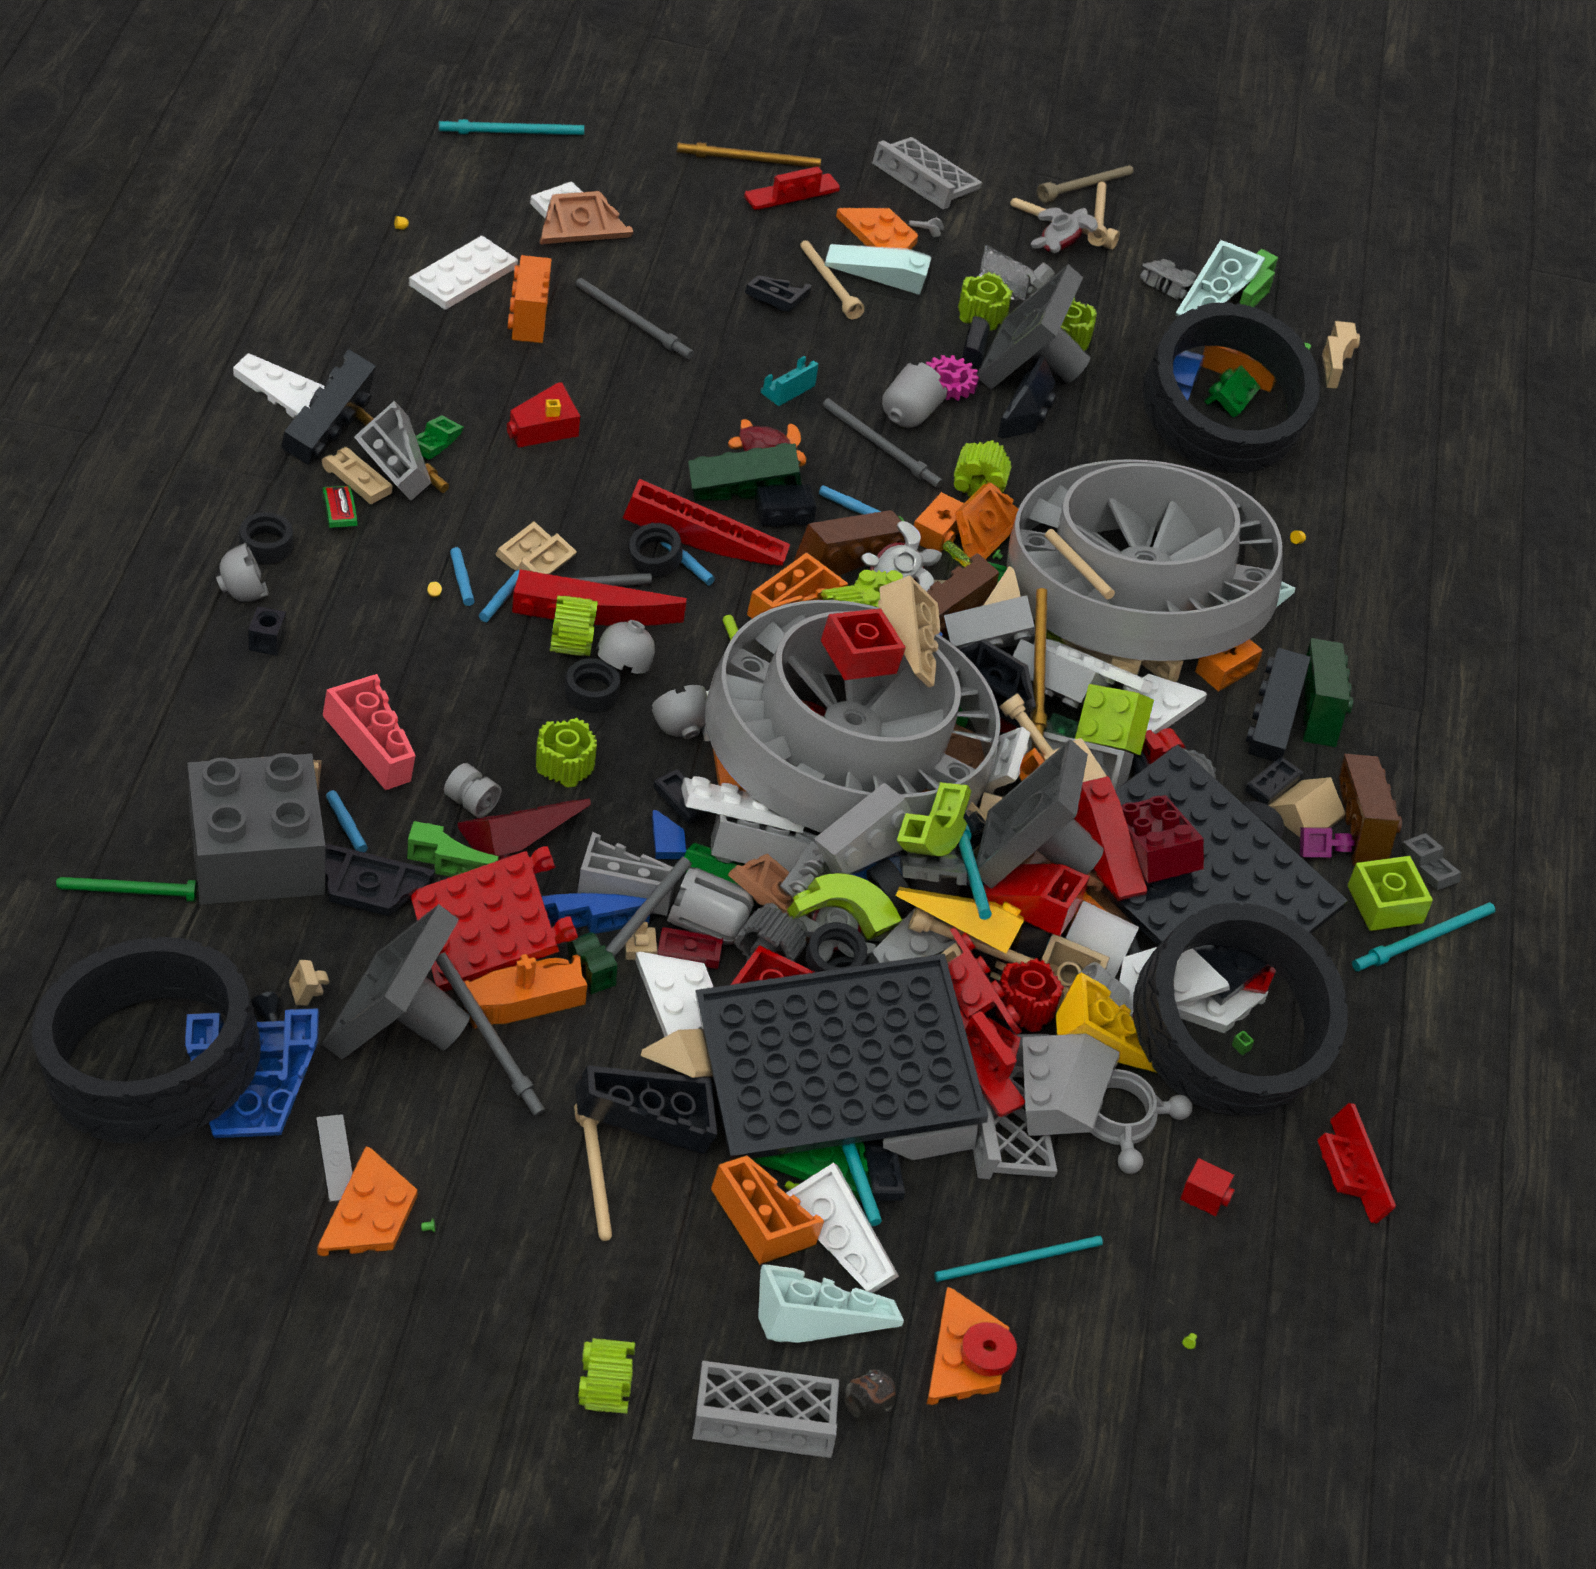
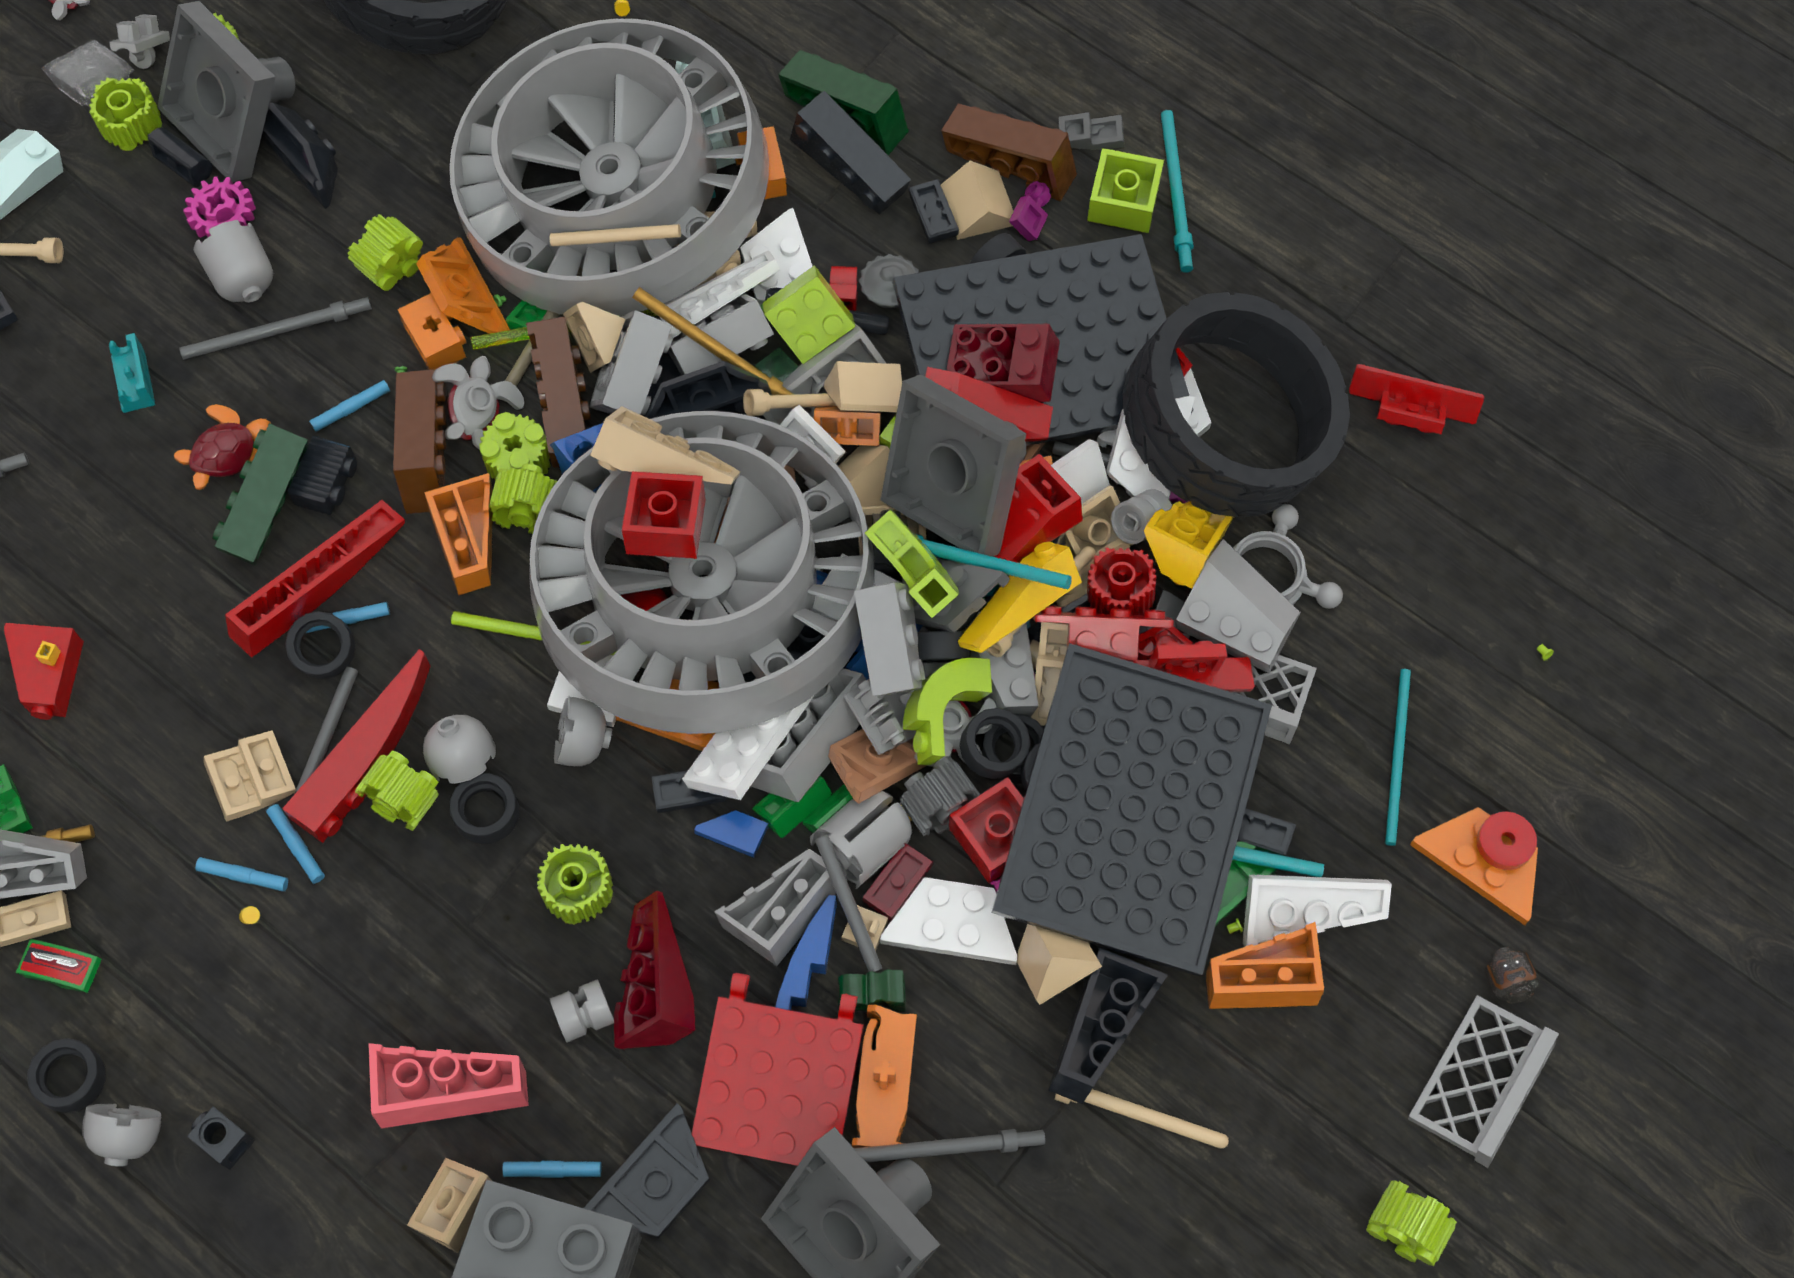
camera: 55 degrees left, 20 degrees up
(433, 846) = (634, 1091): bright green slope -> none
(811, 1310) = (1392, 978): light aqua wedge -> none
(1208, 1187) = (1392, 544): red brick -> none
(1242, 1042) = (1233, 419): bright green piece -> none

